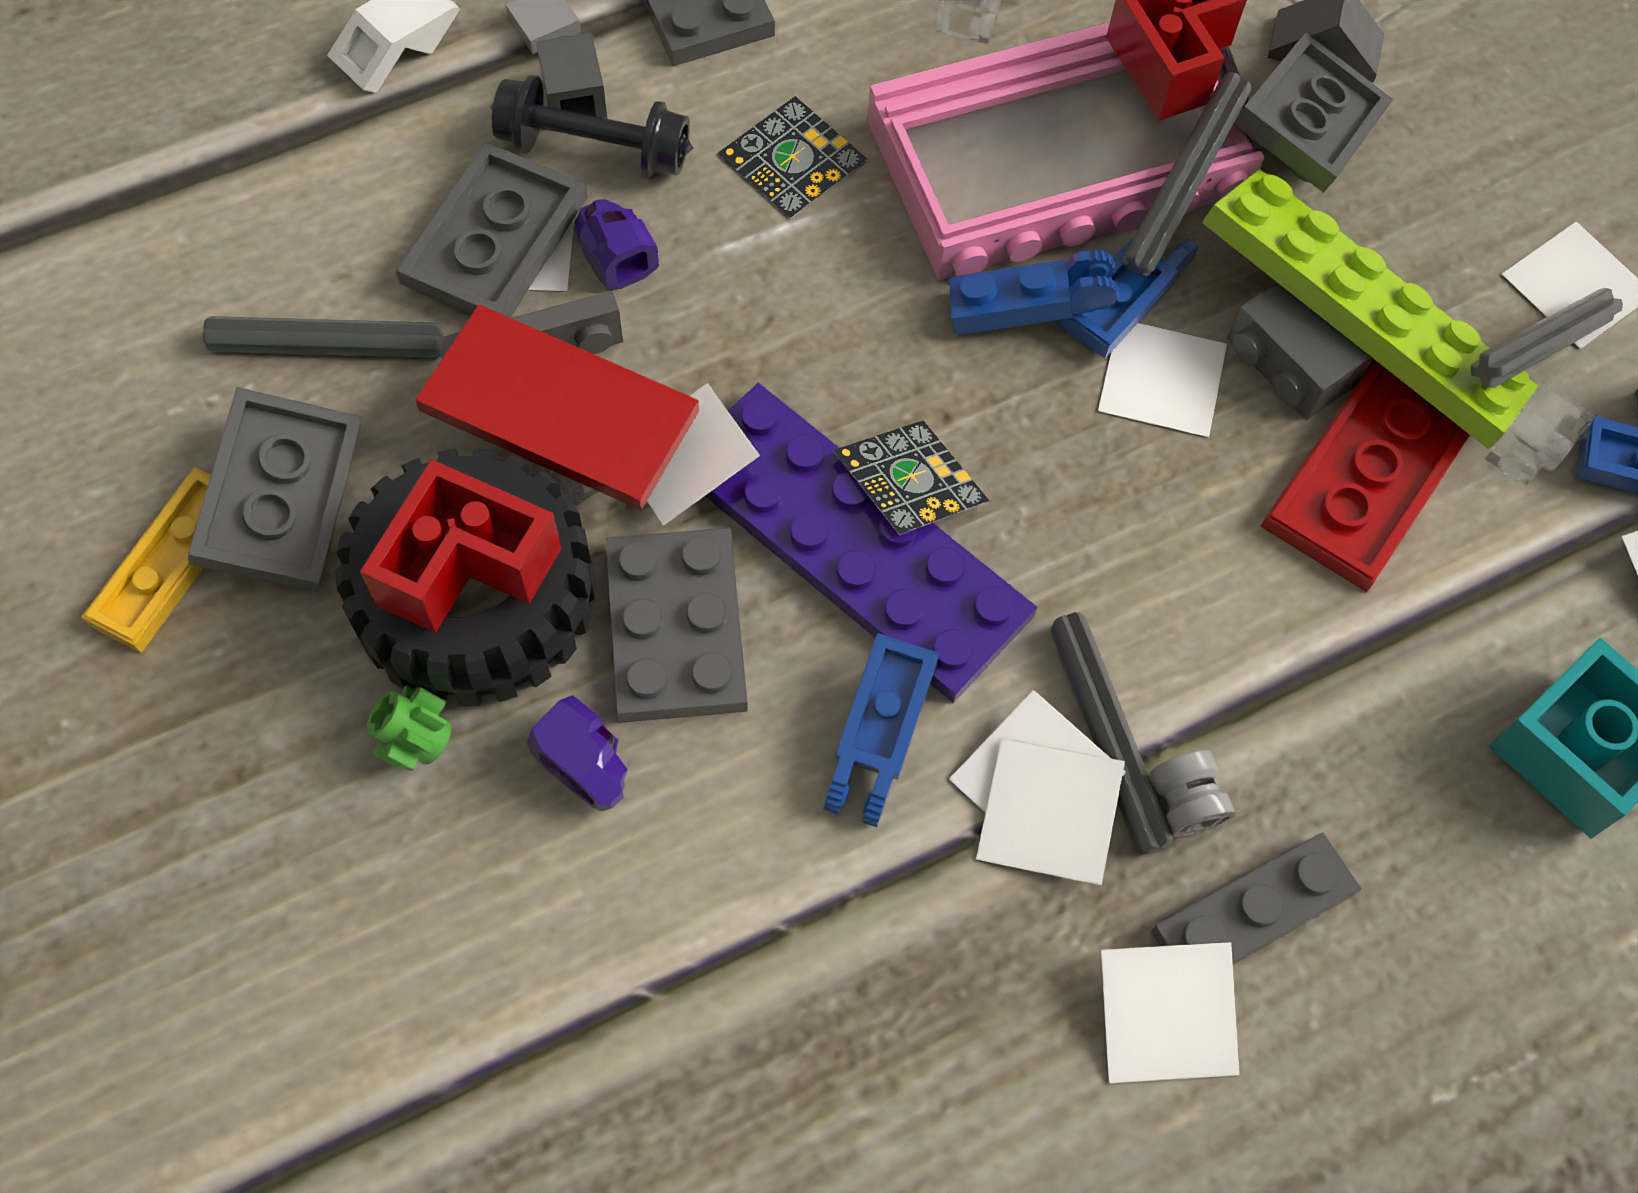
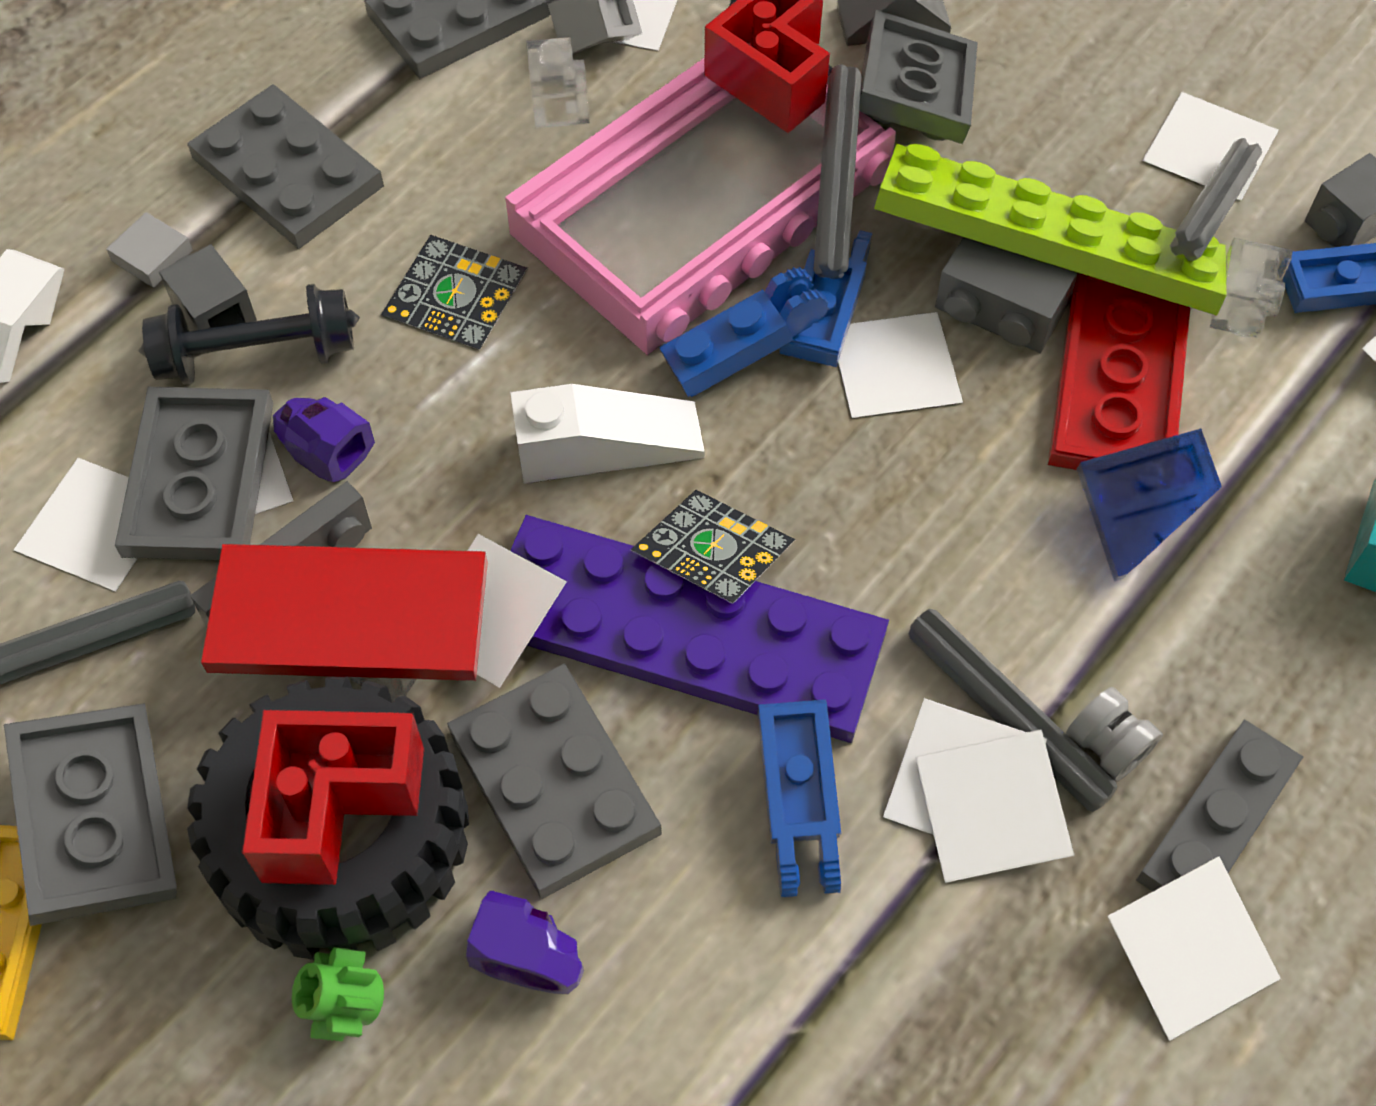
camera: 20 degrees left, 5 degrees down
(377, 242) = (81, 526): none -> white sticker
(859, 333) = (600, 430): none -> white slope
(1335, 590) = (1147, 495): none -> clear blue wing

